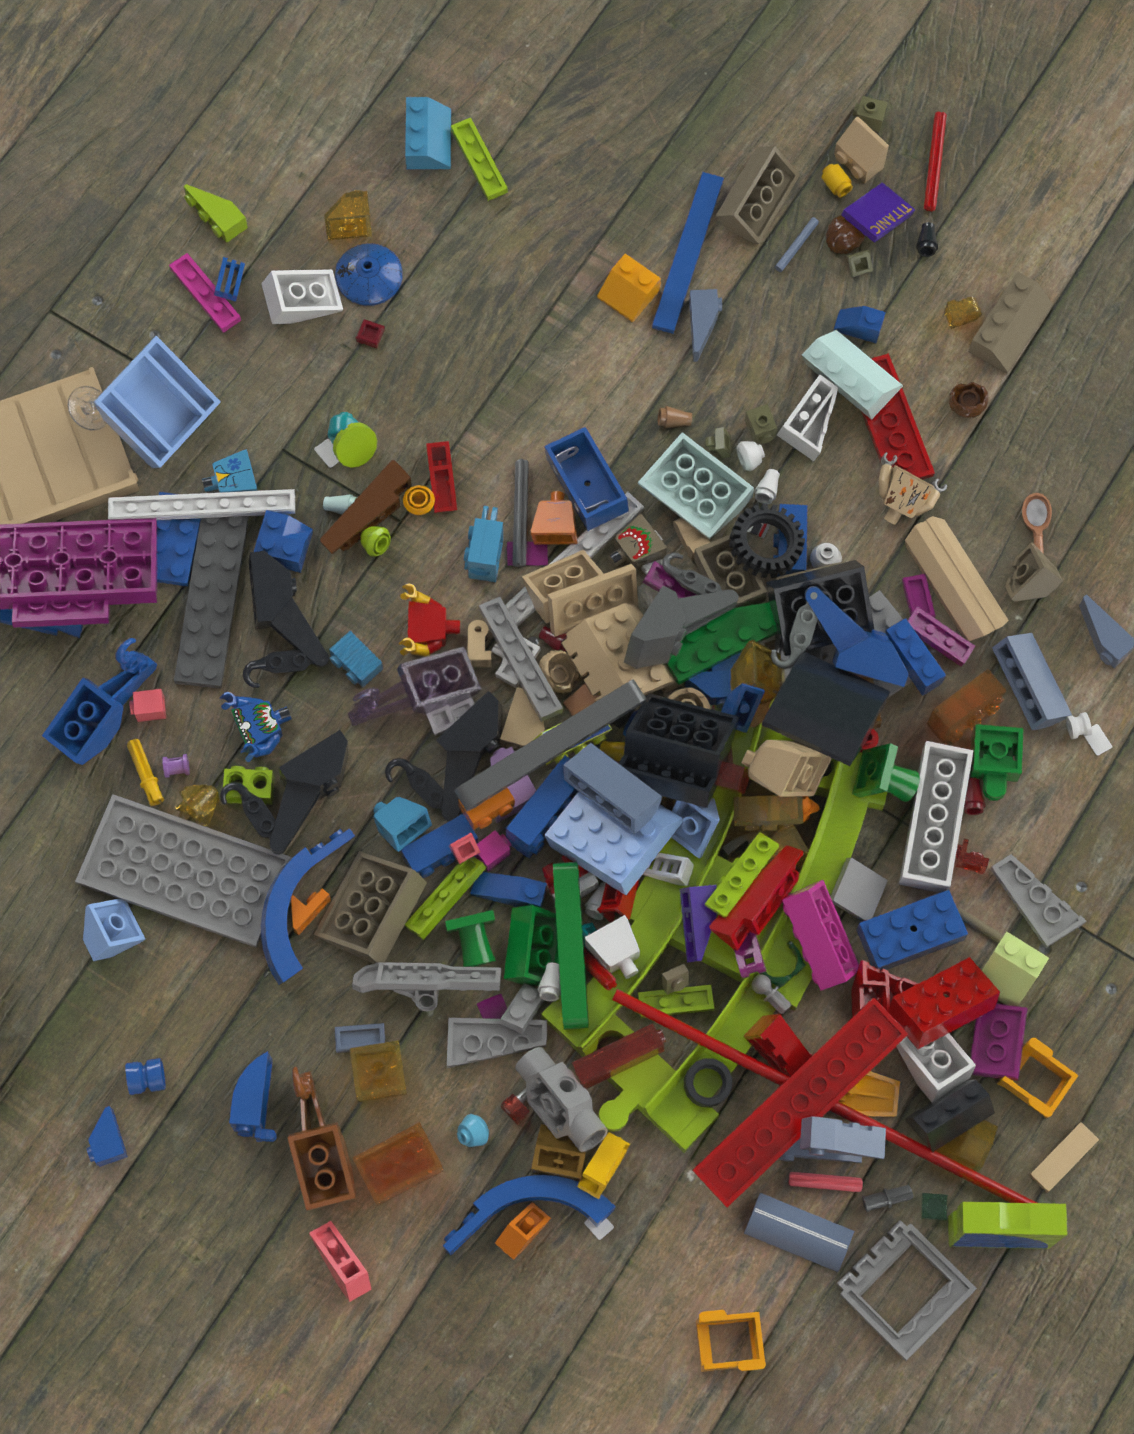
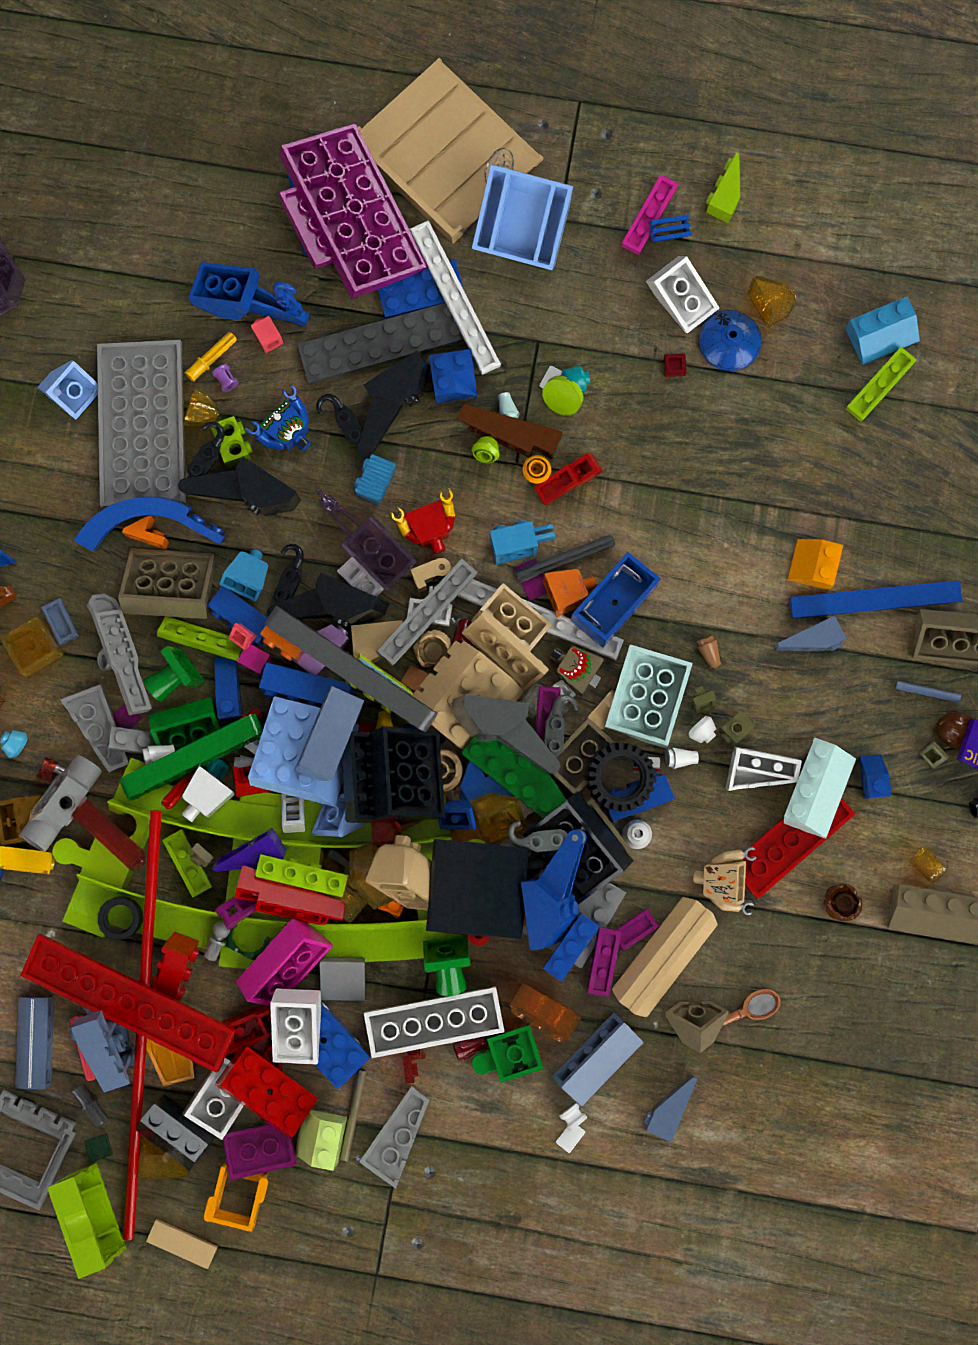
camera: 70 degrees right, 10 degrees up
(231, 474) = (493, 311): dark azure torso -> none
(890, 942) = (295, 1026): none -> white slope

